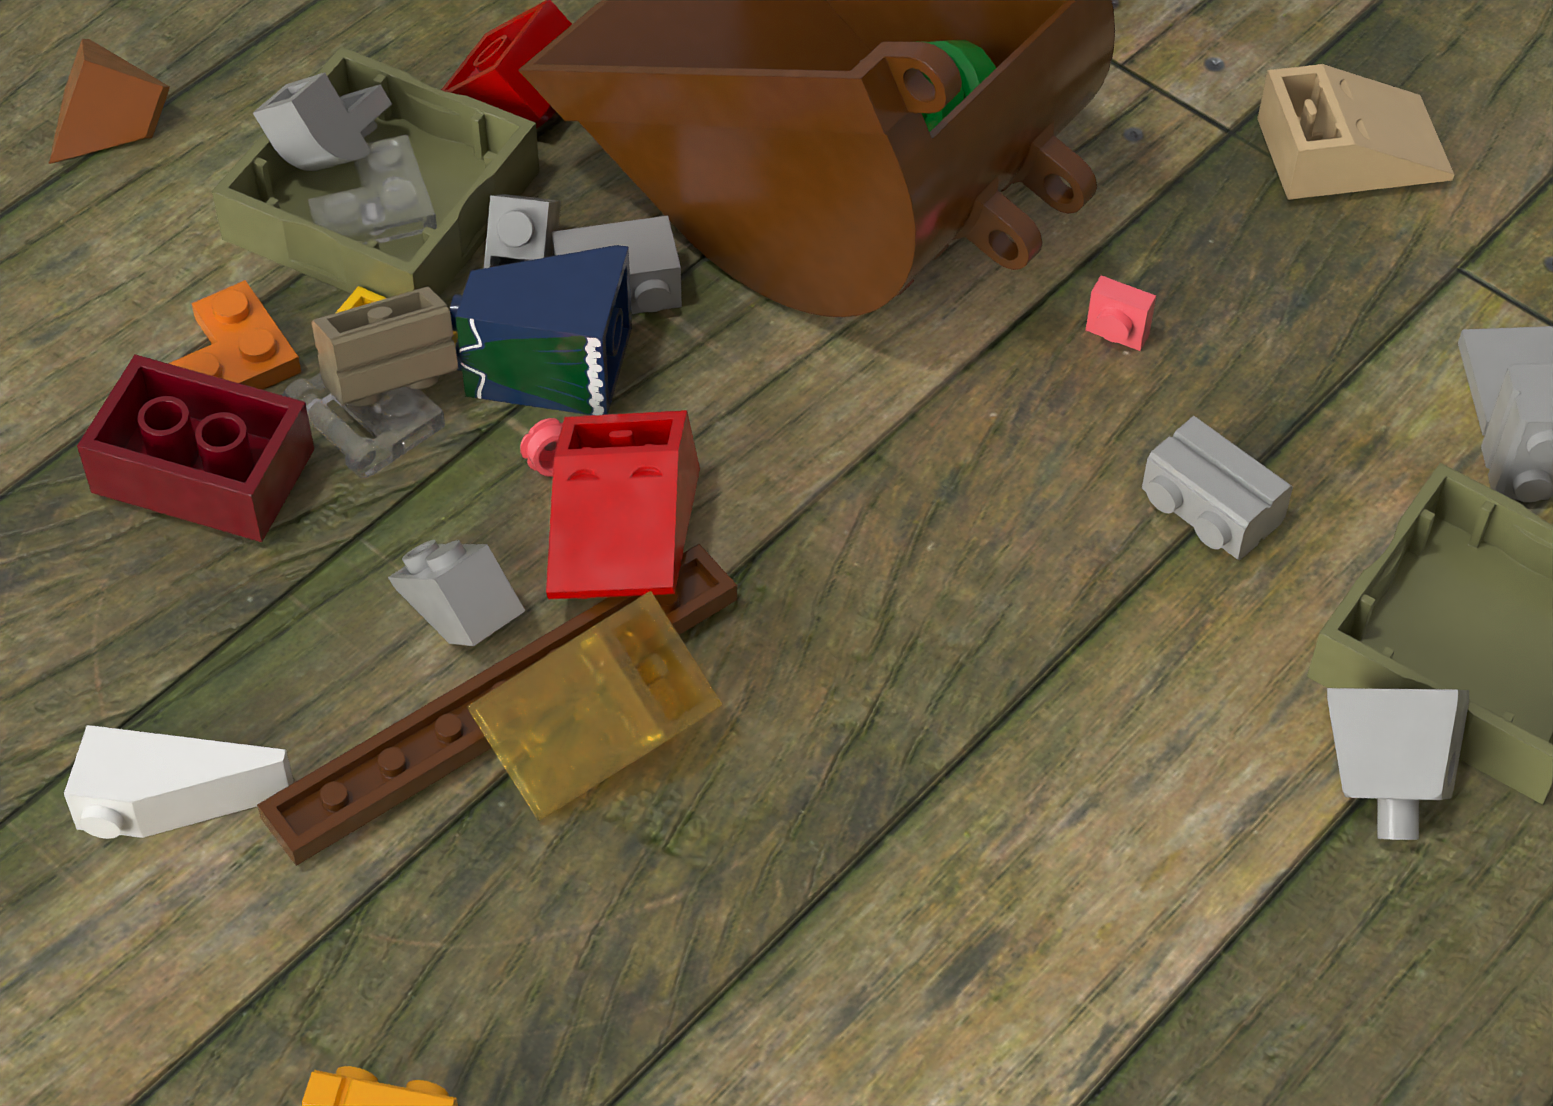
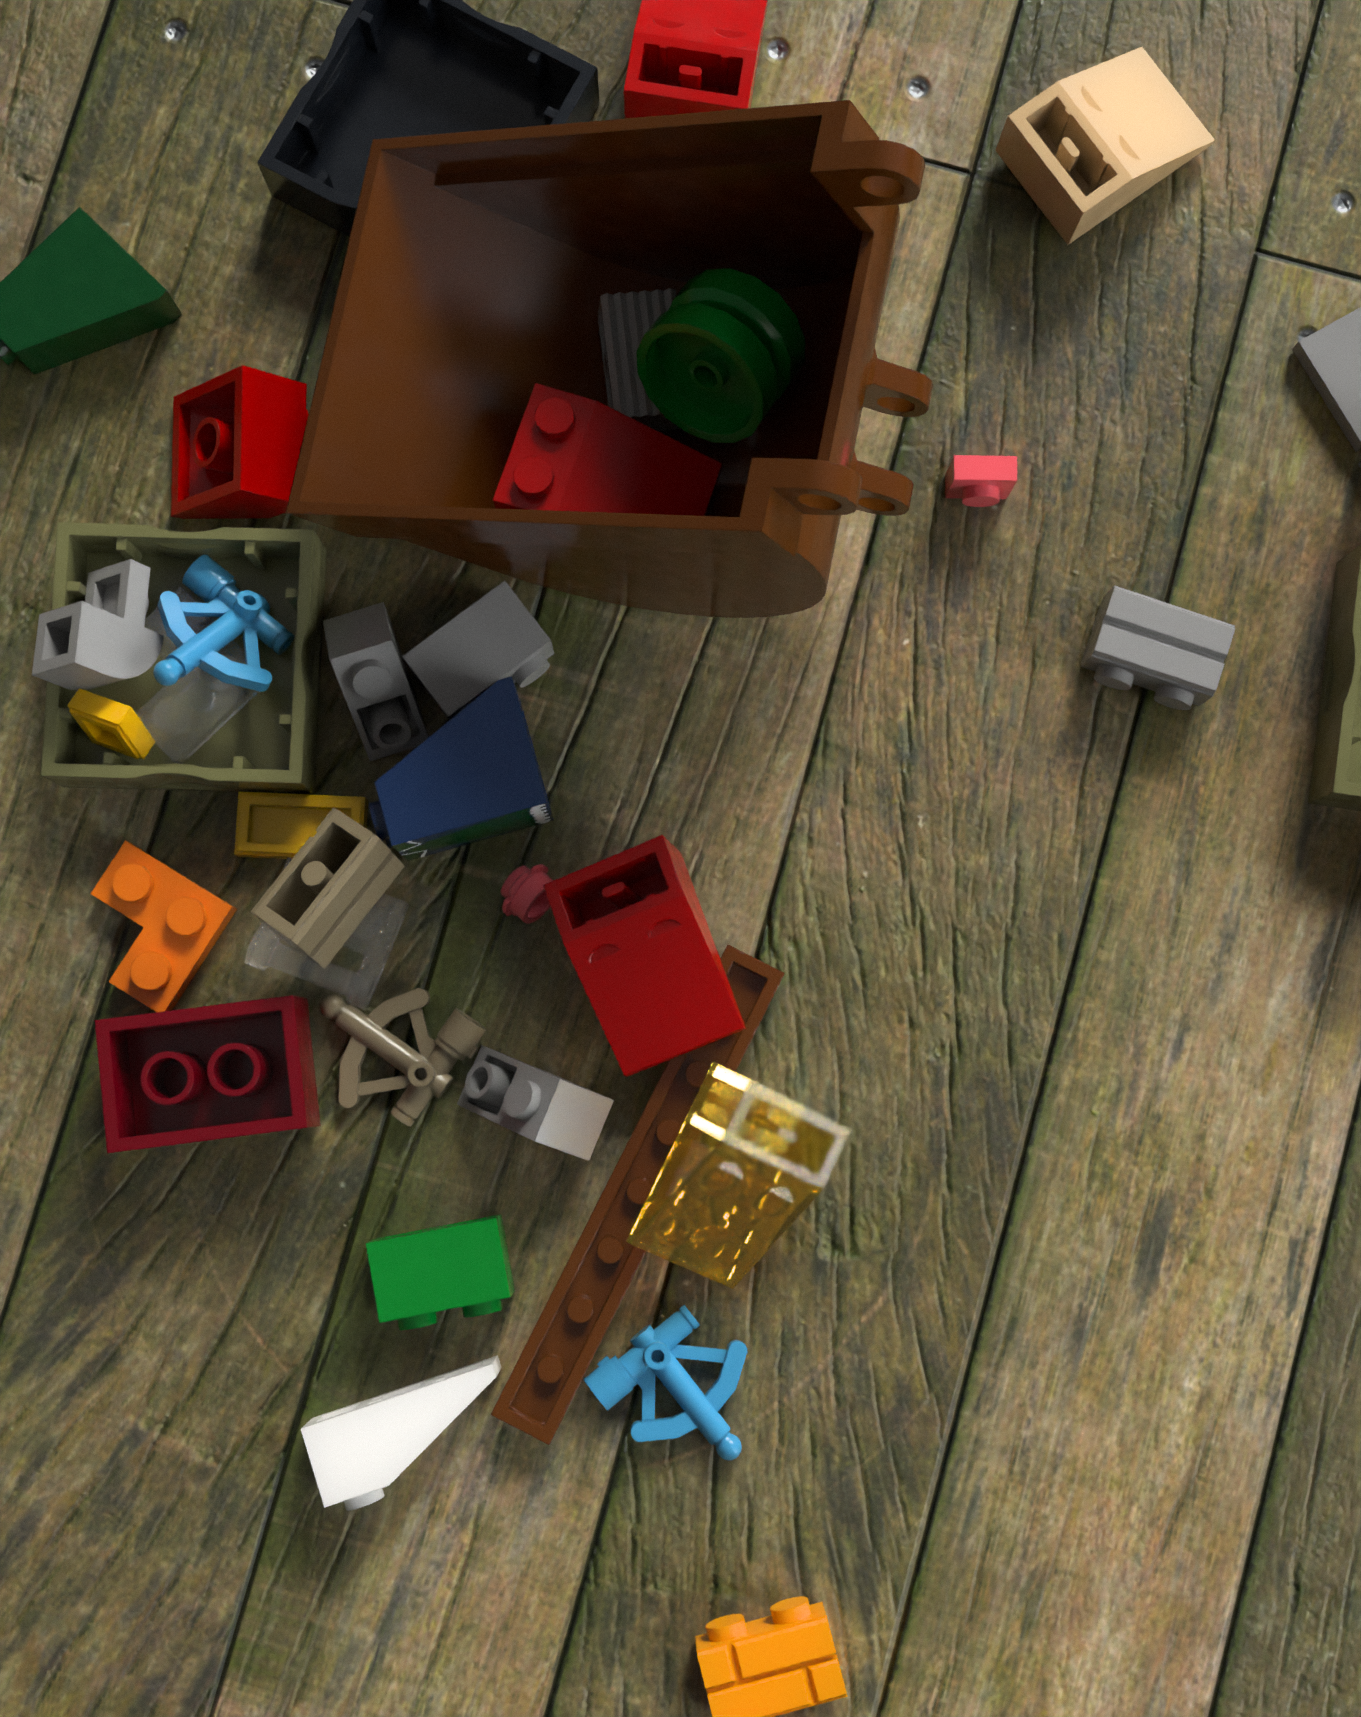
camera: 30 degrees left, 30 degrees up
(291, 183) = (111, 724): none -> yellow tile
(291, 678) = (441, 1270): none -> green brick
(375, 537) = (424, 1071): none -> dark tan piece
(428, 158) = (238, 613): none -> dark azure piece
(437, 839) = (655, 1354): none -> dark azure piece

